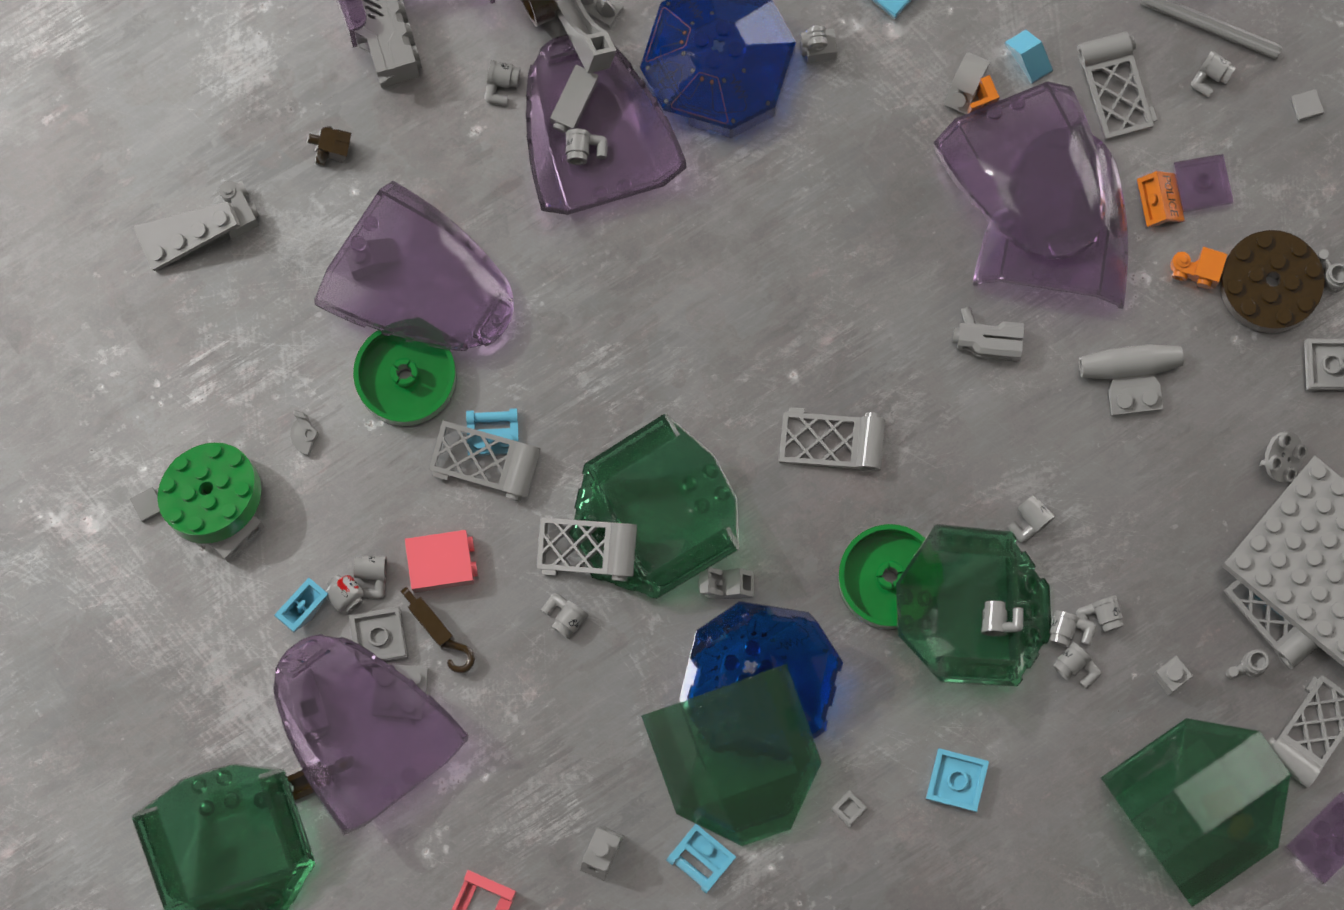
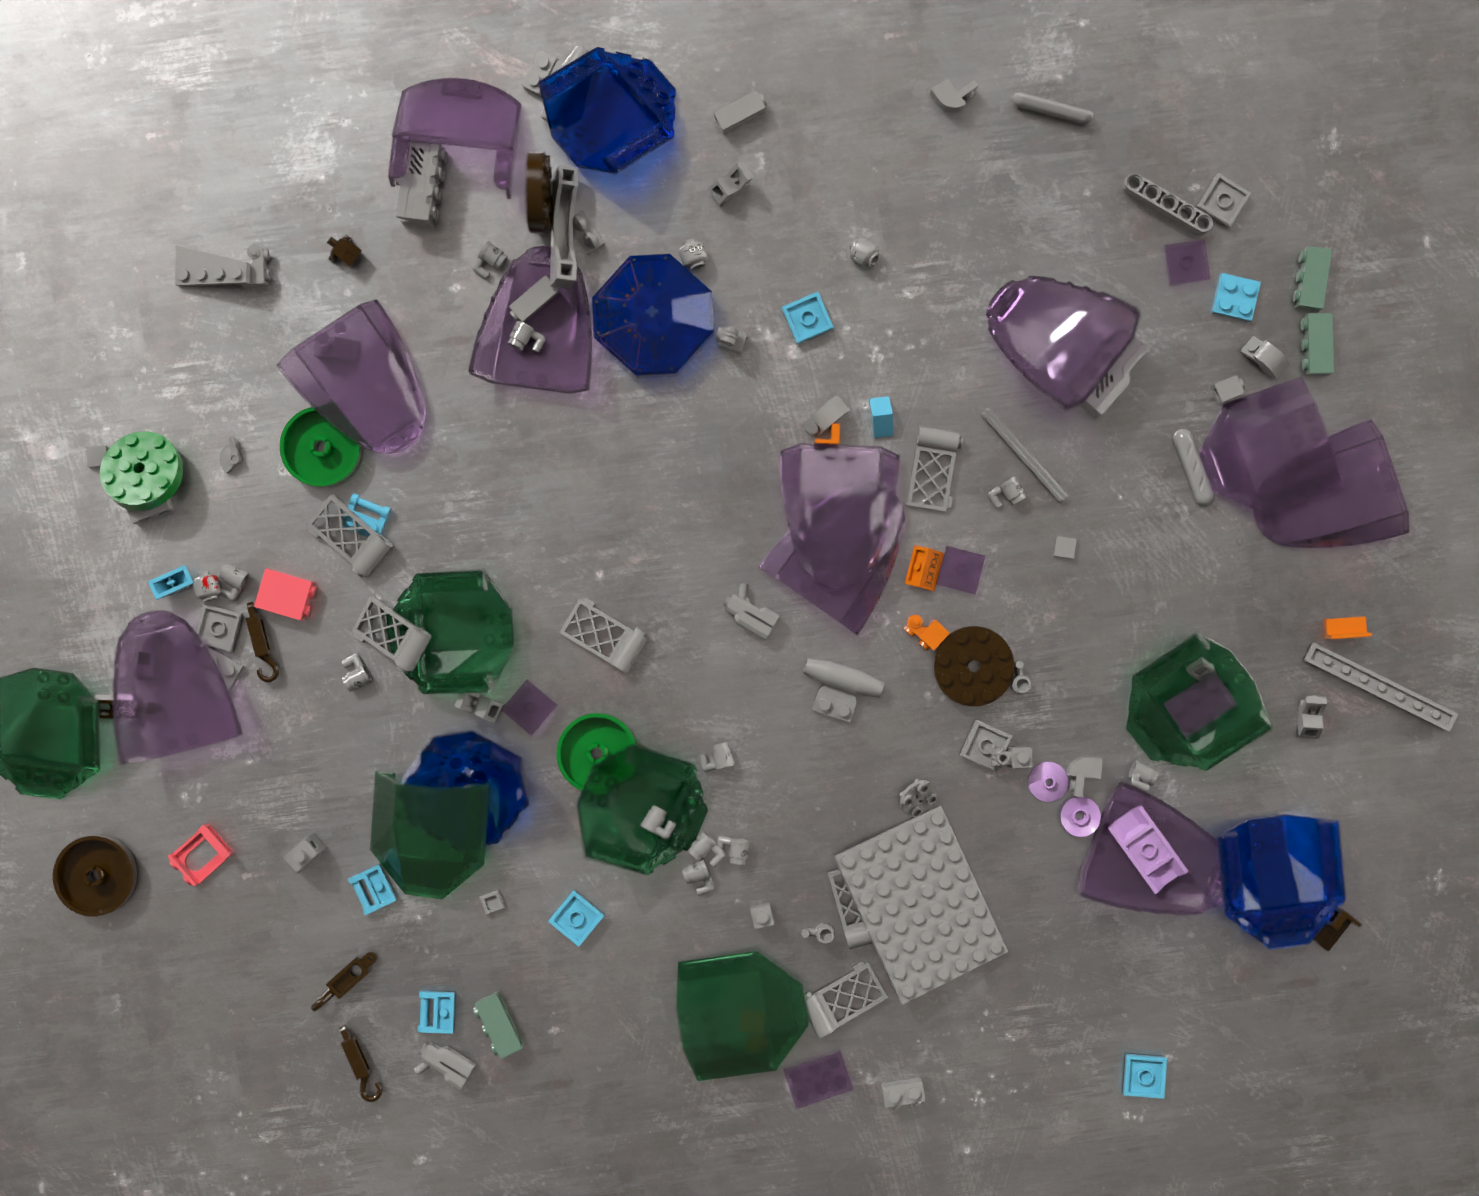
camera: 25 degrees right, 10 degrees up
(785, 561) = (529, 707): none -> clear purple plate

